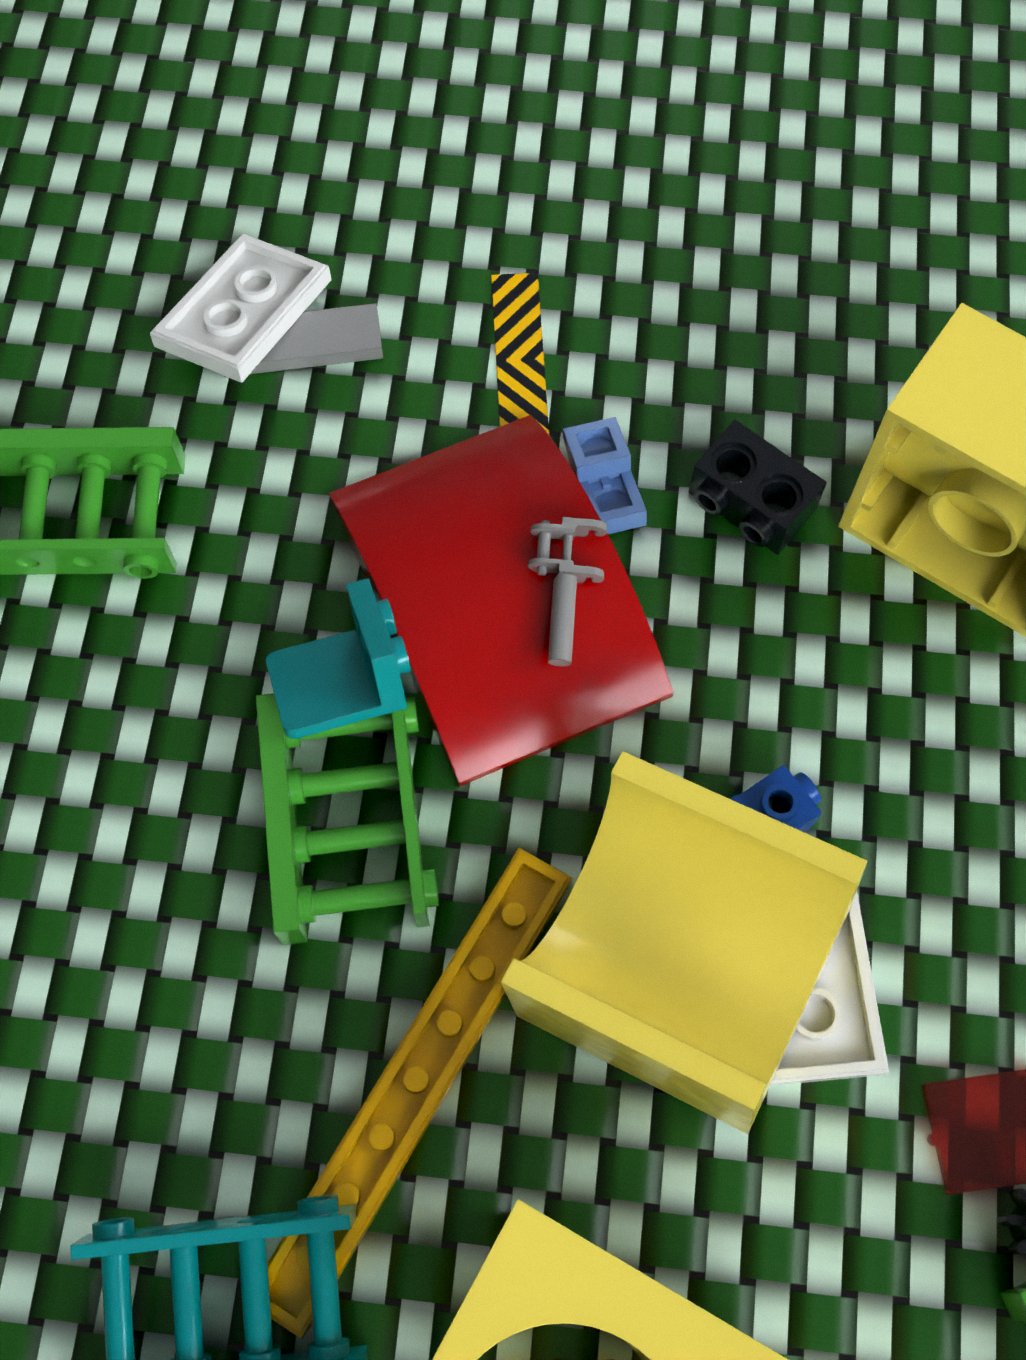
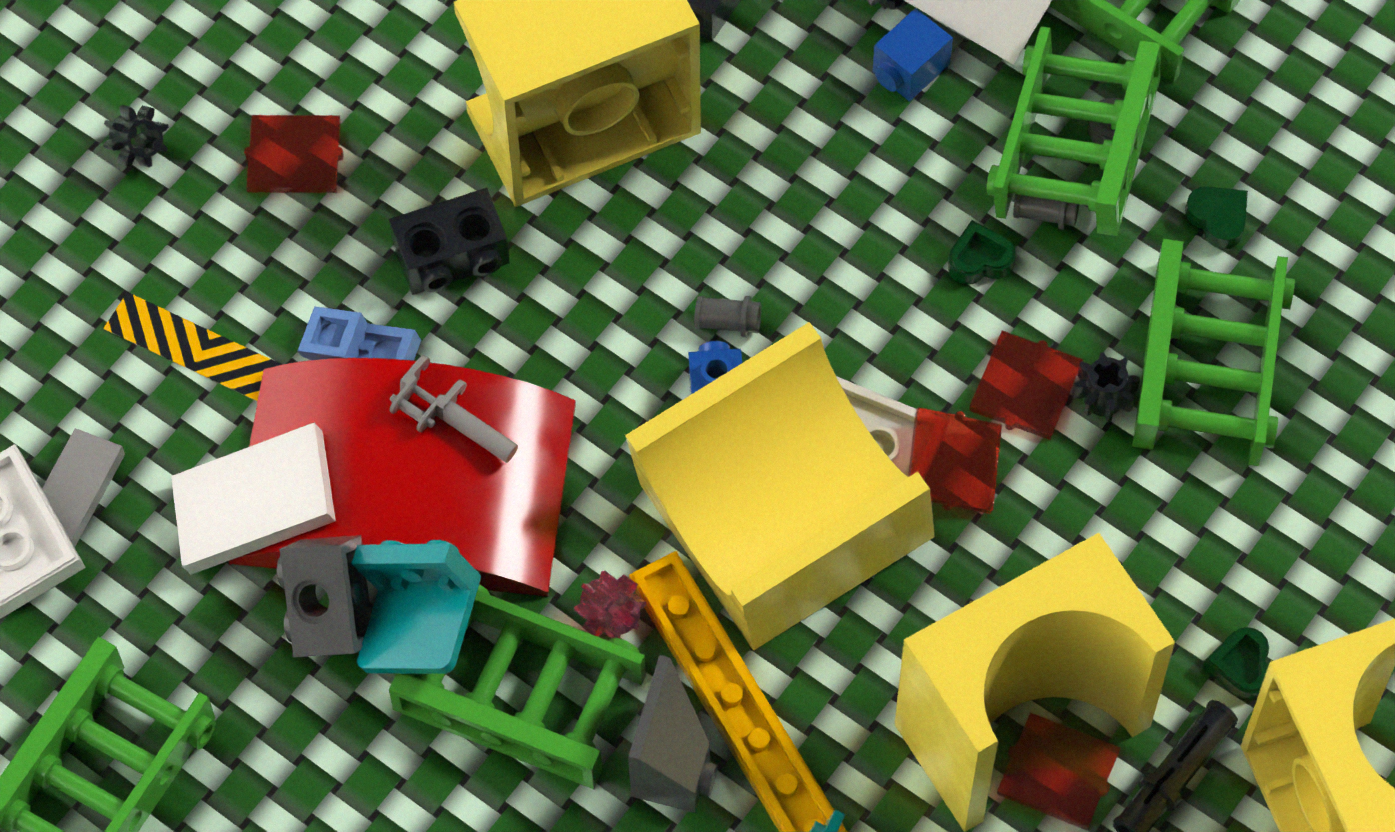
camera: 60 degrees left, 5 degrees down
(307, 590) = (307, 622): none -> dark grey brick
(346, 992) = (670, 747): none -> dark grey slope
(387, 474) = (252, 498): none -> white tile
(468, 849) = (610, 605): none -> clear pink gear
(693, 183) = (124, 129): none -> black gear
(758, 318) = (294, 154): none -> clear red piece
(849, 1104) = (956, 458): none -> clear red piece
(857, 781) = (728, 315): none -> dark grey pin

